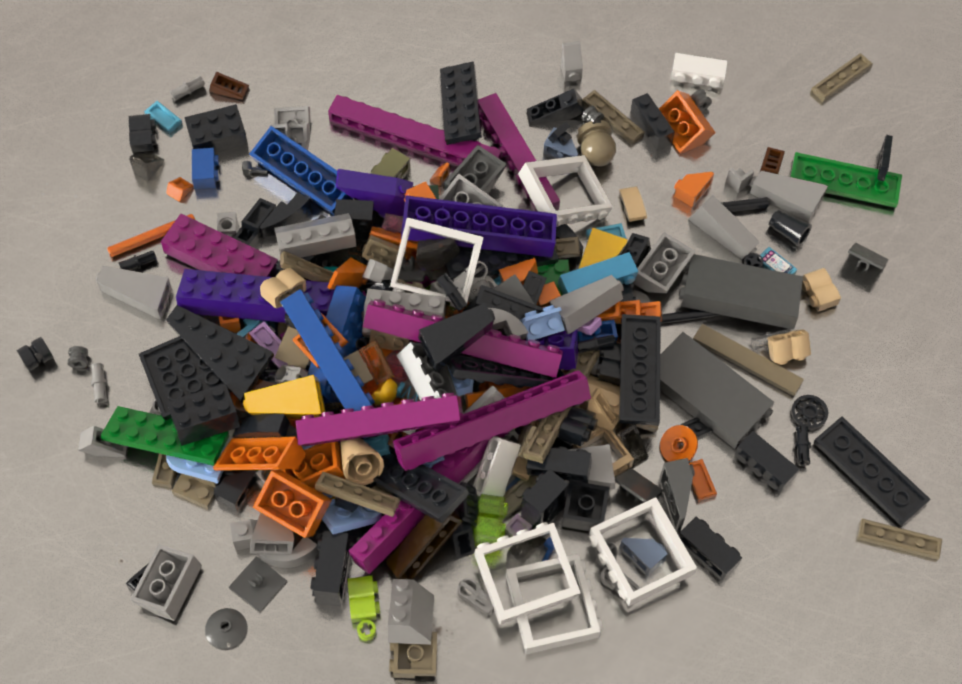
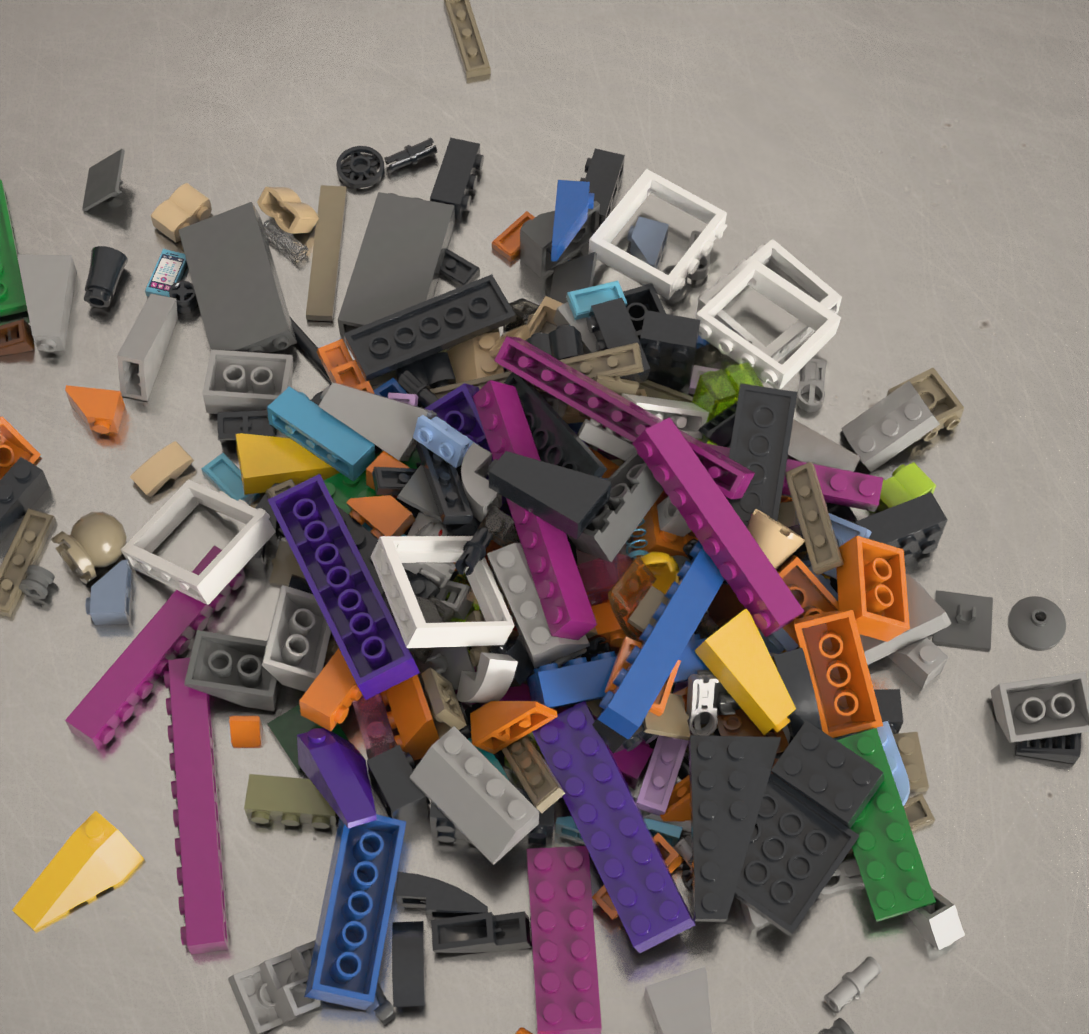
camera: 120 degrees left, 0 degrees up
(227, 220) = (504, 981): light grey brick -> none
(255, 180) = (408, 964): none -> black brick
(282, 286) = (594, 771): tan brick -> none
(369, 623) = (935, 465): lime bush -> none
(412, 76) = (85, 866): none -> yellow wedge
(460, 103) = (109, 759): black plate -> none
(557, 108) = (47, 637): black slope -> none
(561, 134) = (104, 589): black tile -> none
(601, 470) = (582, 300): none -> medium azure tile
(673, 438) = (497, 258): orange dish -> none
(679, 488) = (570, 213): none -> blue slope
(739, 179) = (52, 363): light grey panel -> none
(749, 204) = (92, 346): black axle -> none
(872, 471) = (400, 84): black plate -> none

